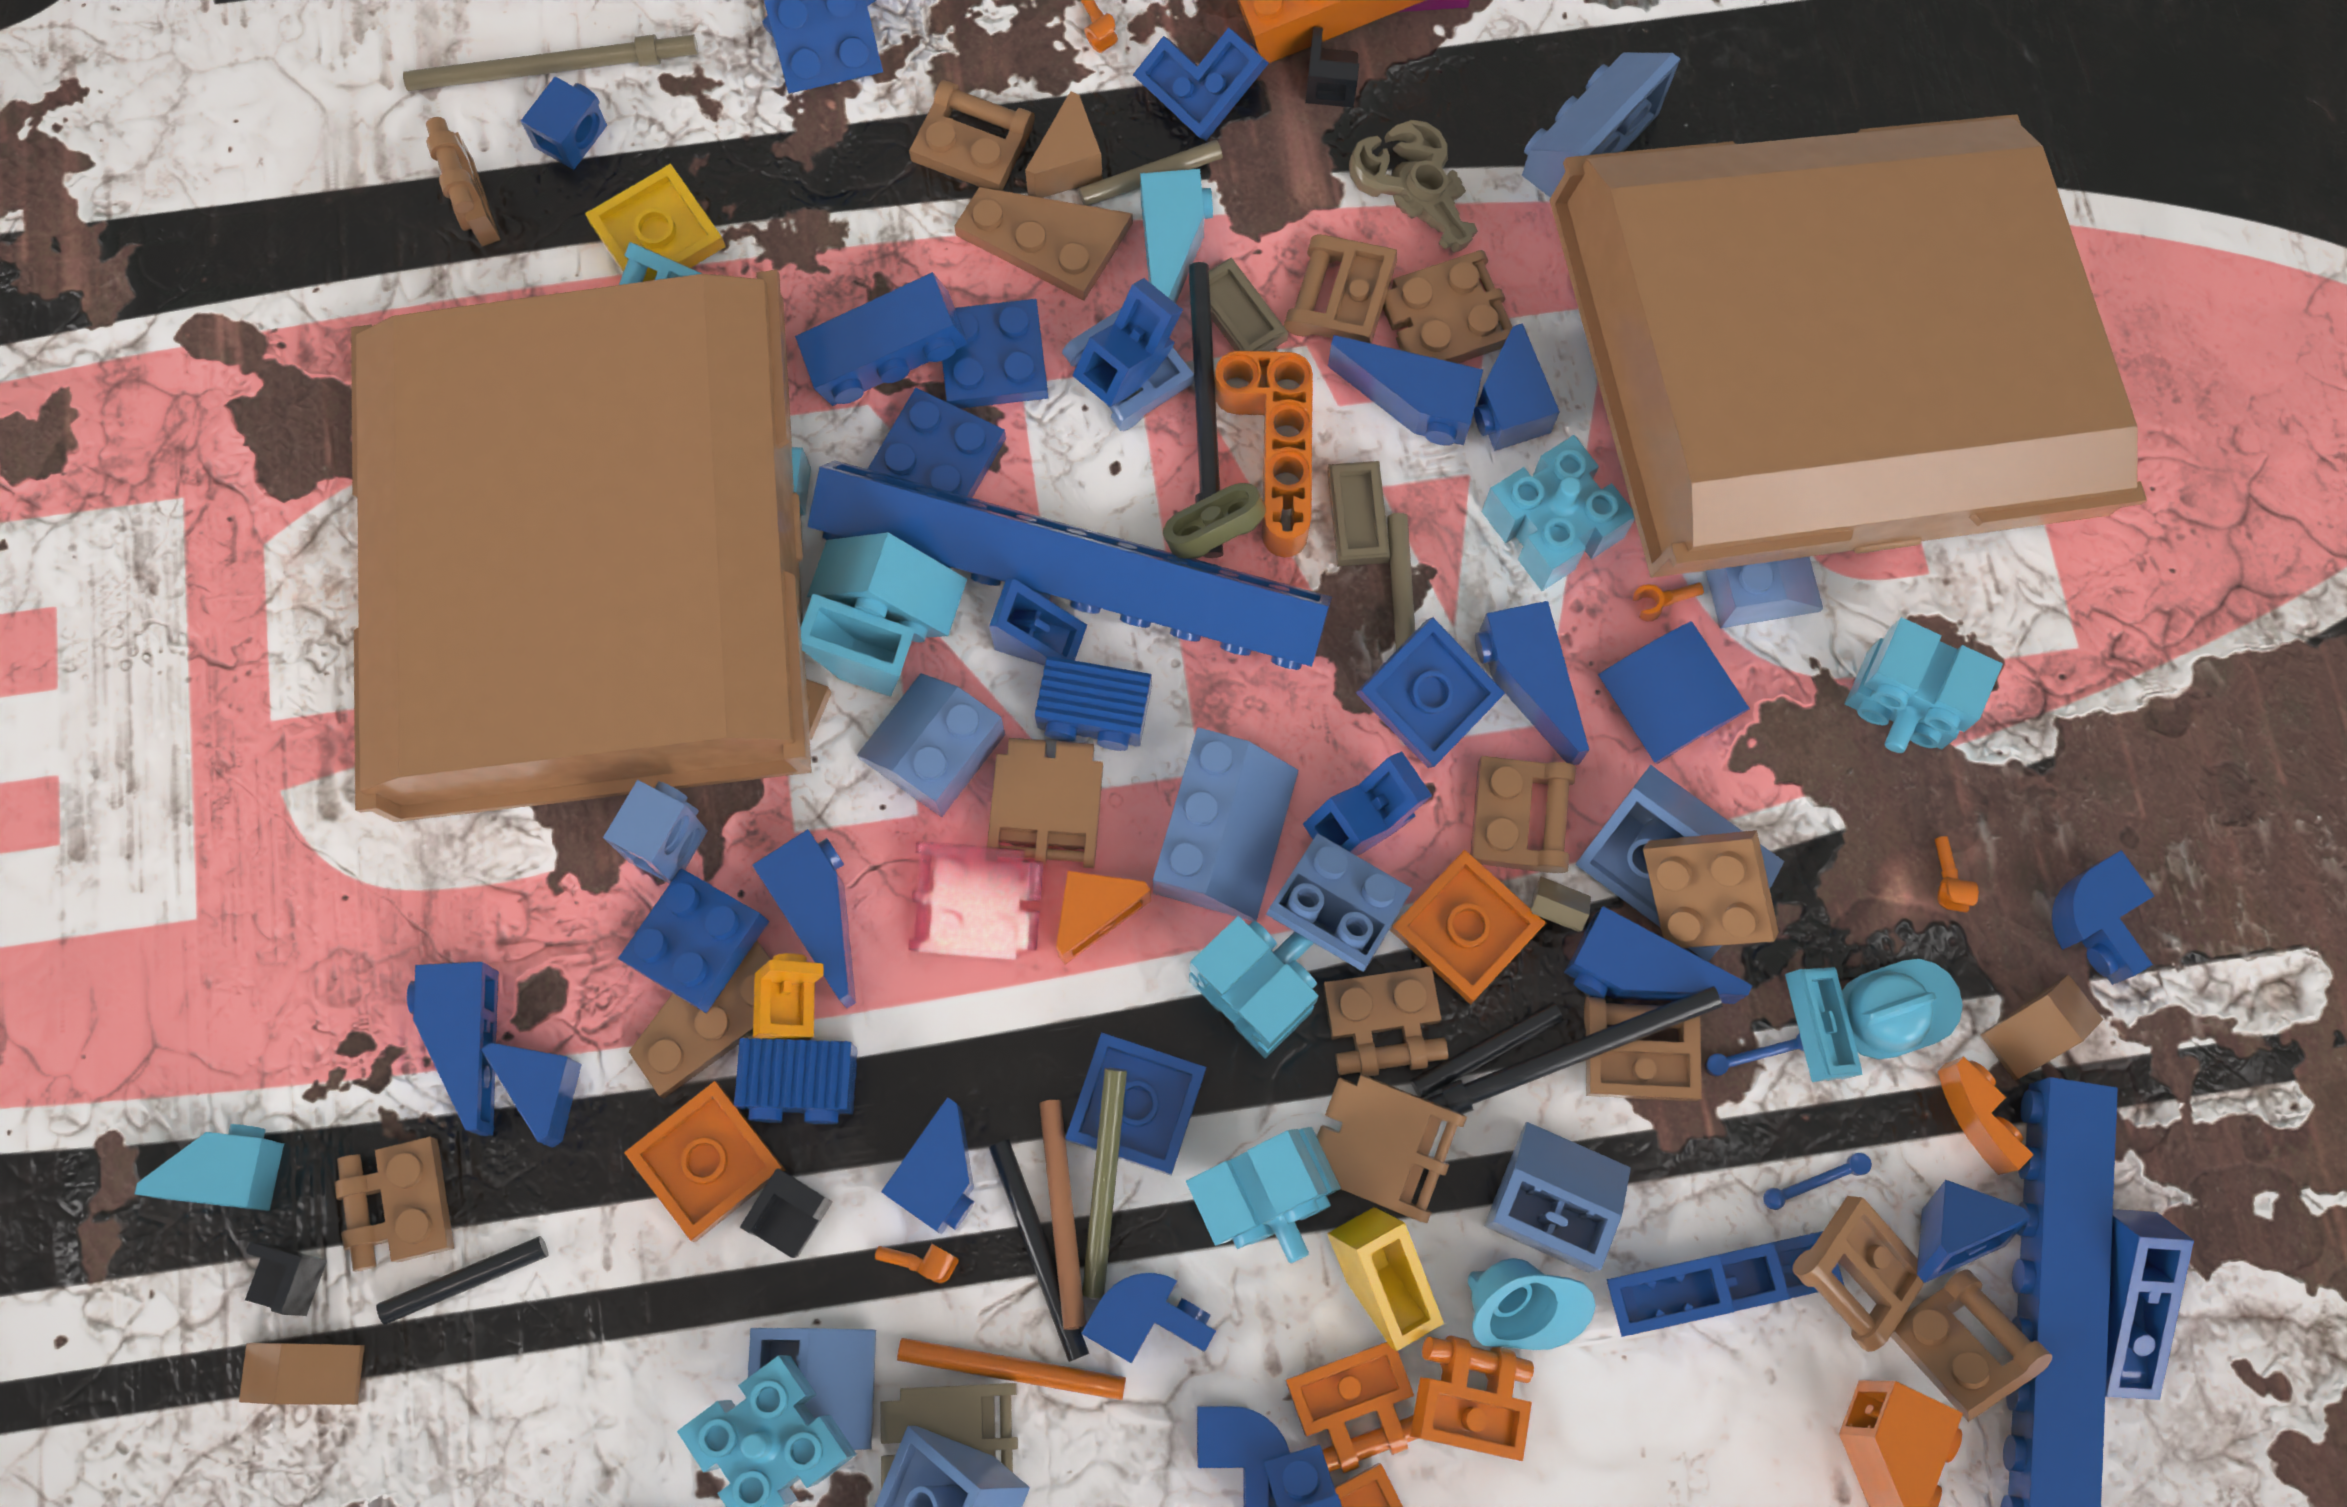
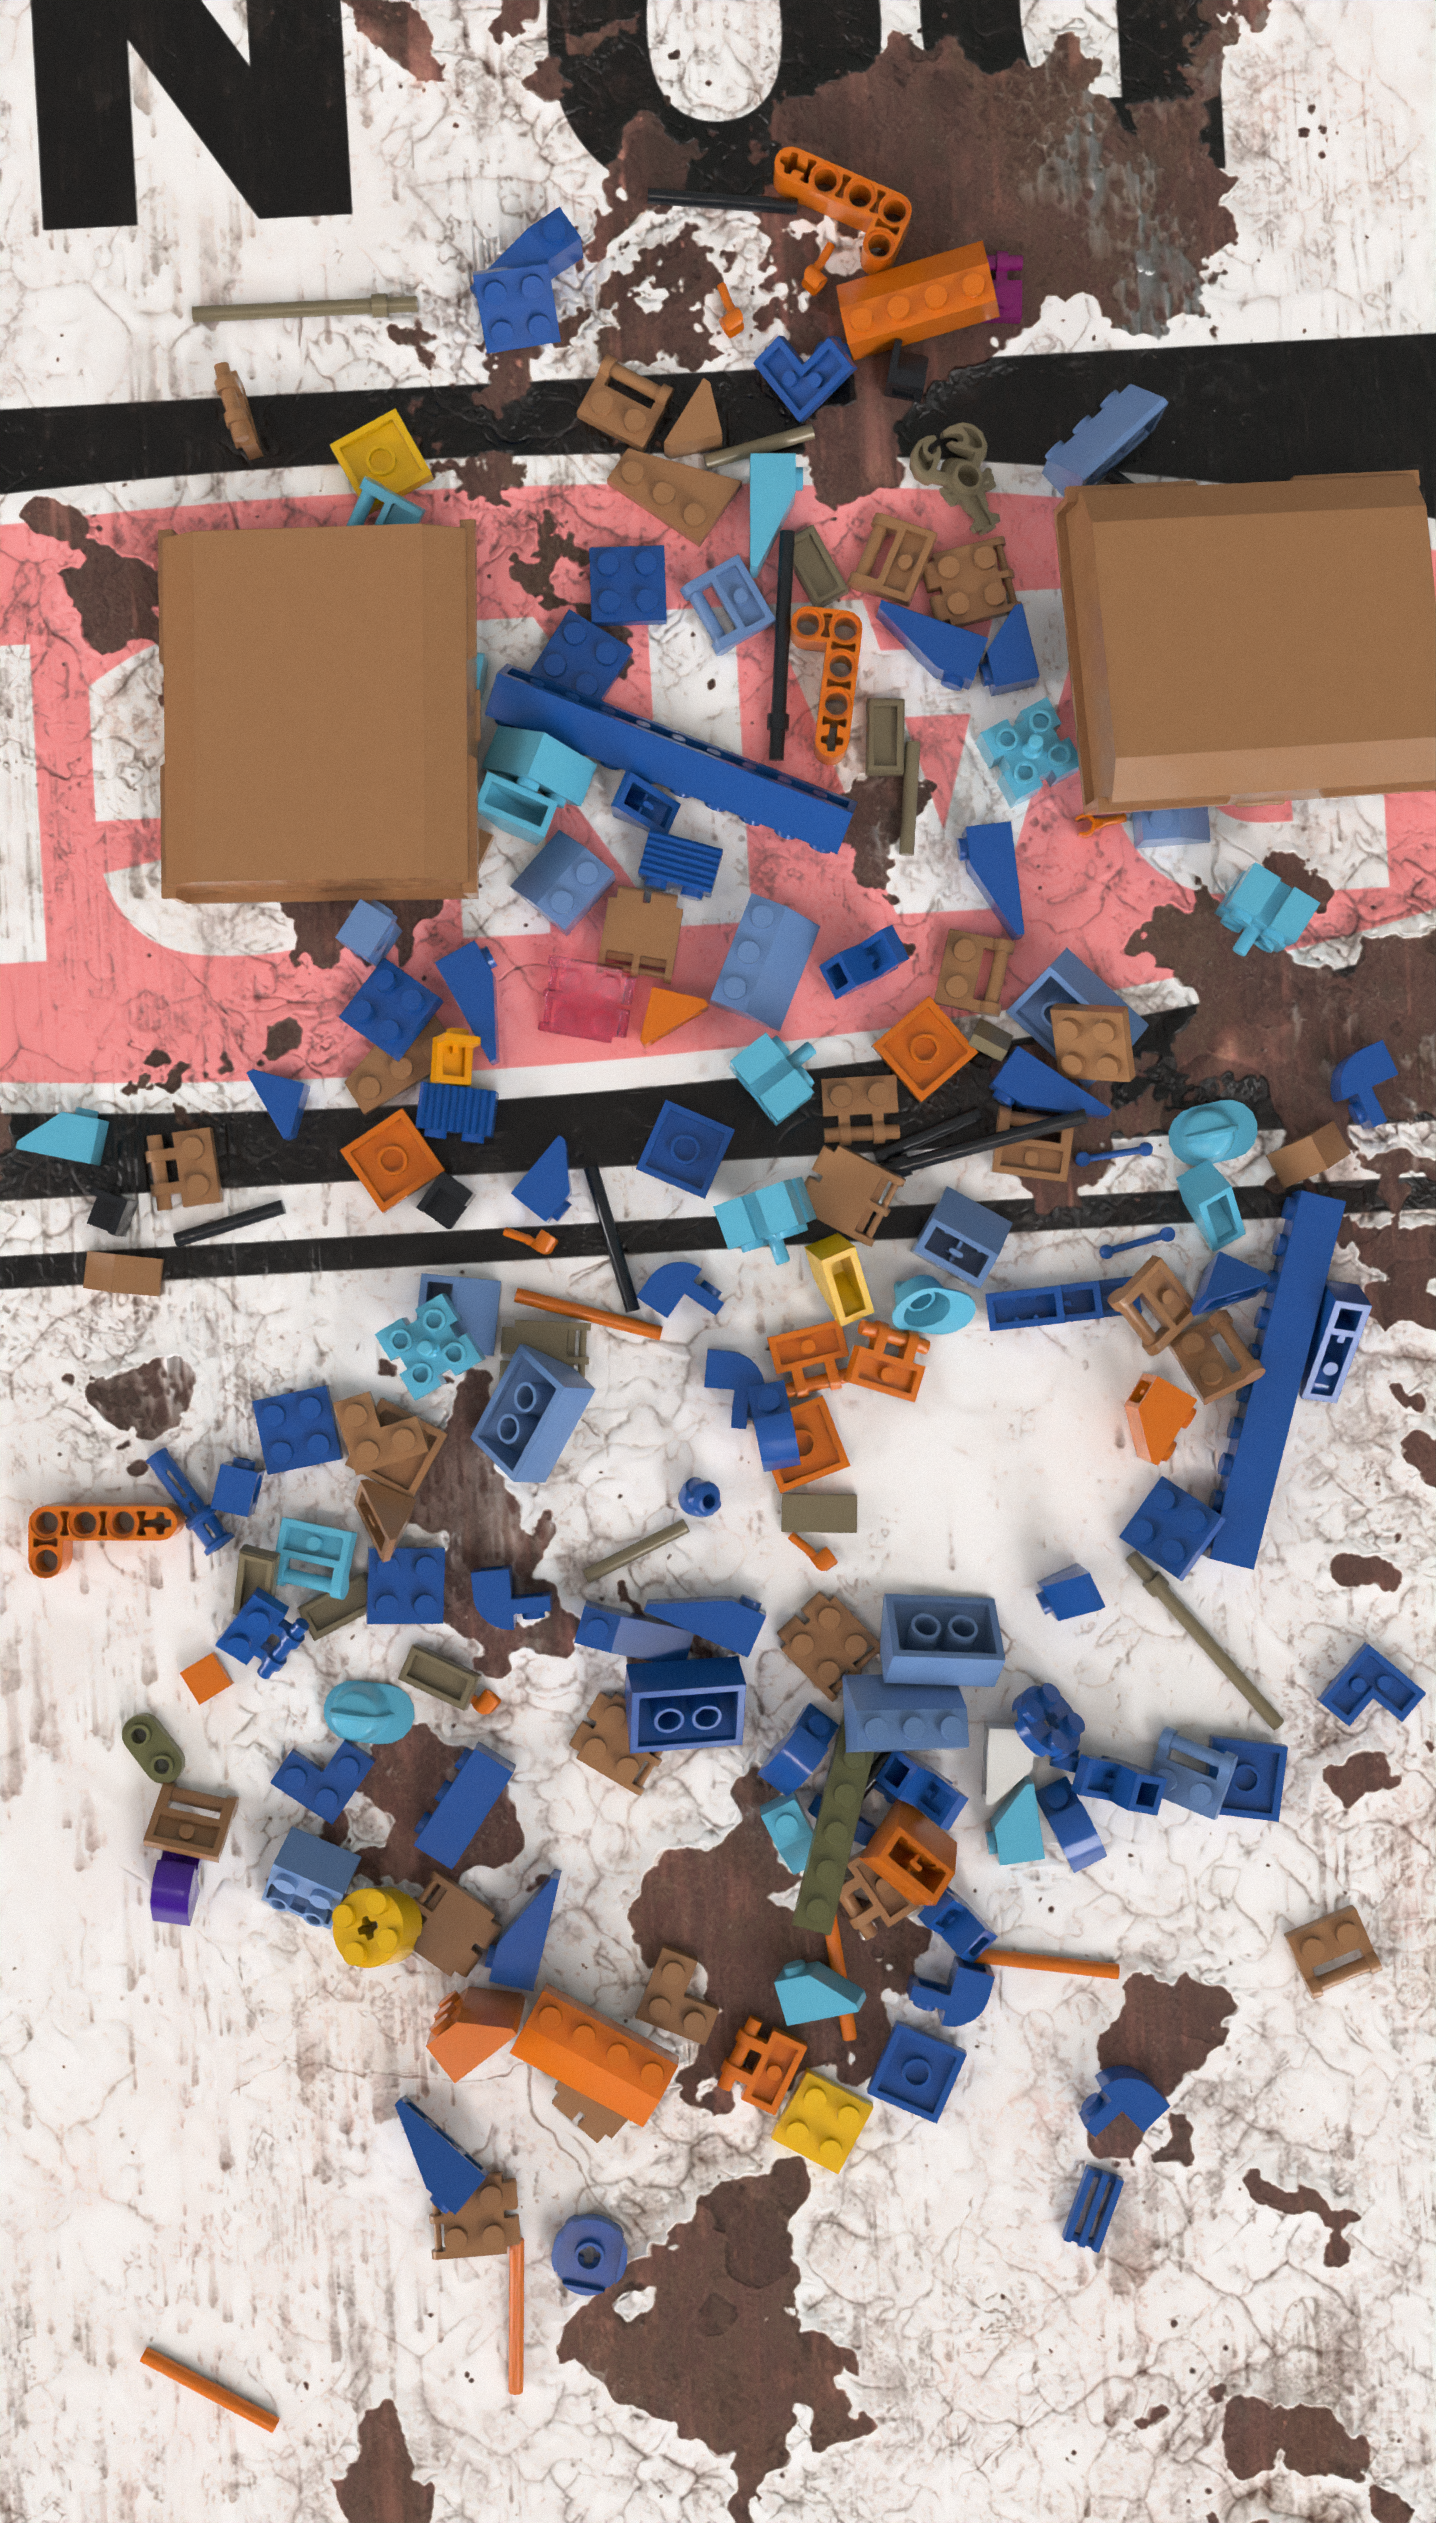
camera: 10 degrees right, 15 degrees up
(456, 1018) = (229, 1053): blue slope -> none
(564, 122) = (315, 363): blue brick -> none
(882, 340) = (547, 572): blue brick -> none
(1062, 1215) = (629, 1217): nougat bar -> none
(1104, 1182) = (659, 1199): olive bar -> none
(1132, 348) = (729, 598): blue brick -> none
(1214, 521) = (778, 738): olive plate -> none
(1339, 902) = (836, 1027): medium blue slope -> none
(1430, 692) = (919, 879): blue plate -> none
(1673, 691) = (1092, 894): blue slope -> none
(1823, 1024) = (1158, 1139): medium azure tile -> none
(1918, 1112) = (1211, 1205): none -> medium azure slope
(1953, 892) = (1266, 1057): orange hand -> none
(1972, 1100) = (1250, 1197): orange slope -> none

